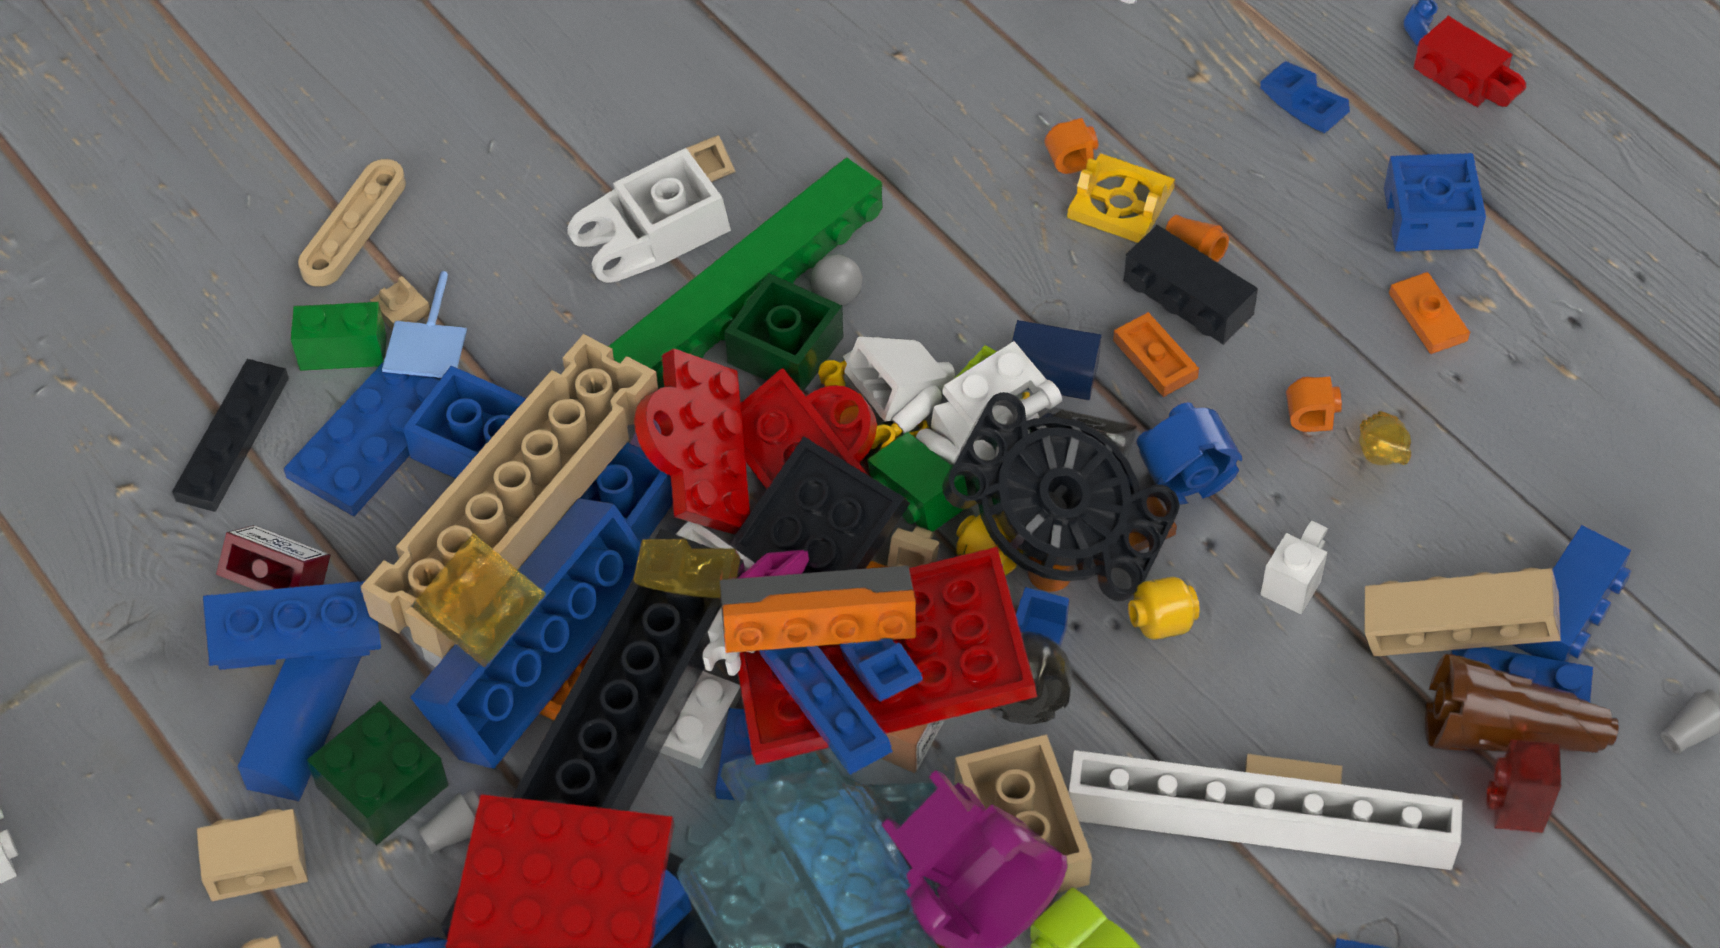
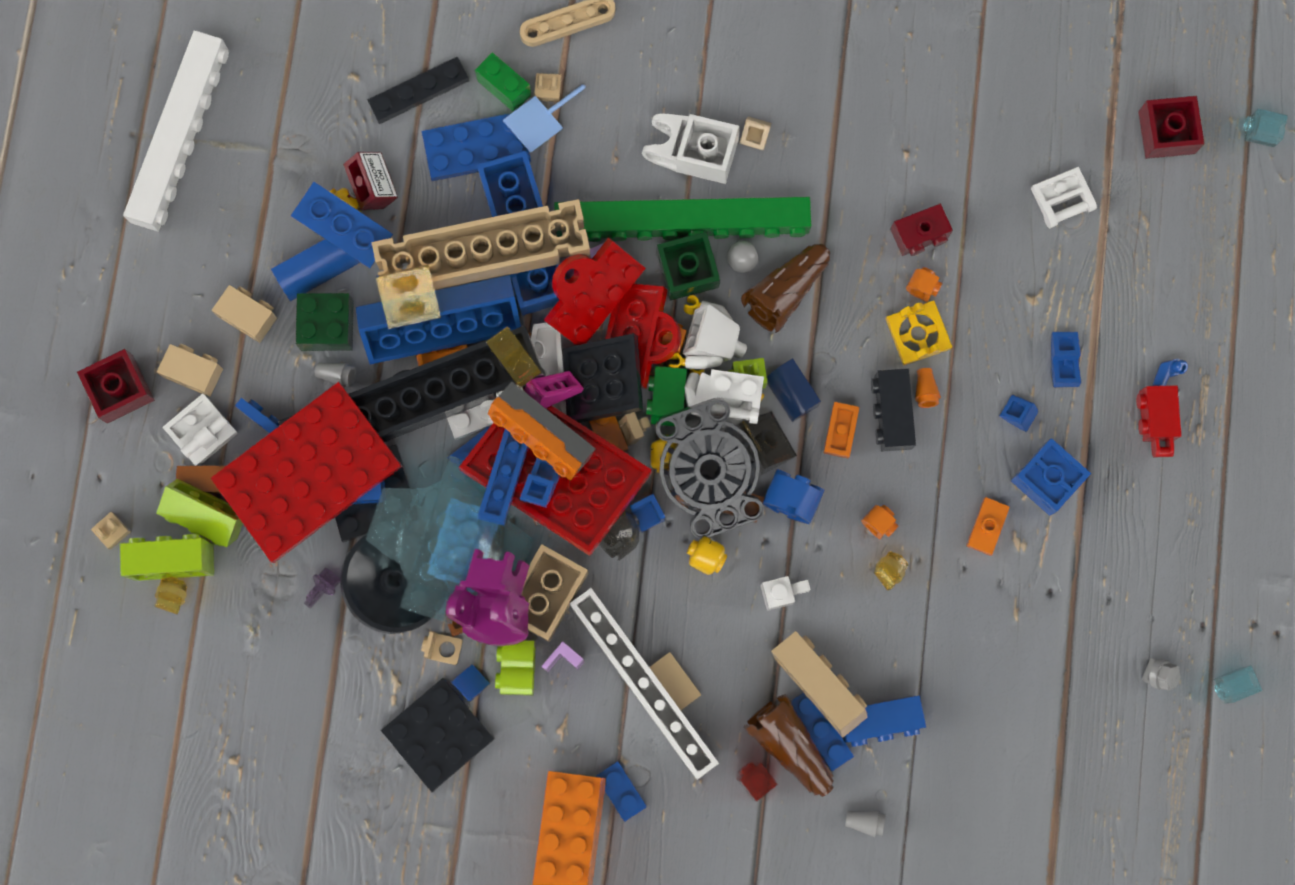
camera: 40 degrees right, 25 degrees up
(923, 276) = (784, 288): none -> reddish brown cone
(1006, 100) = (921, 230): none -> dark red brick
(1136, 864) = (567, 653): none -> lavender panel
(1321, 182) = (1019, 412): none -> blue slope

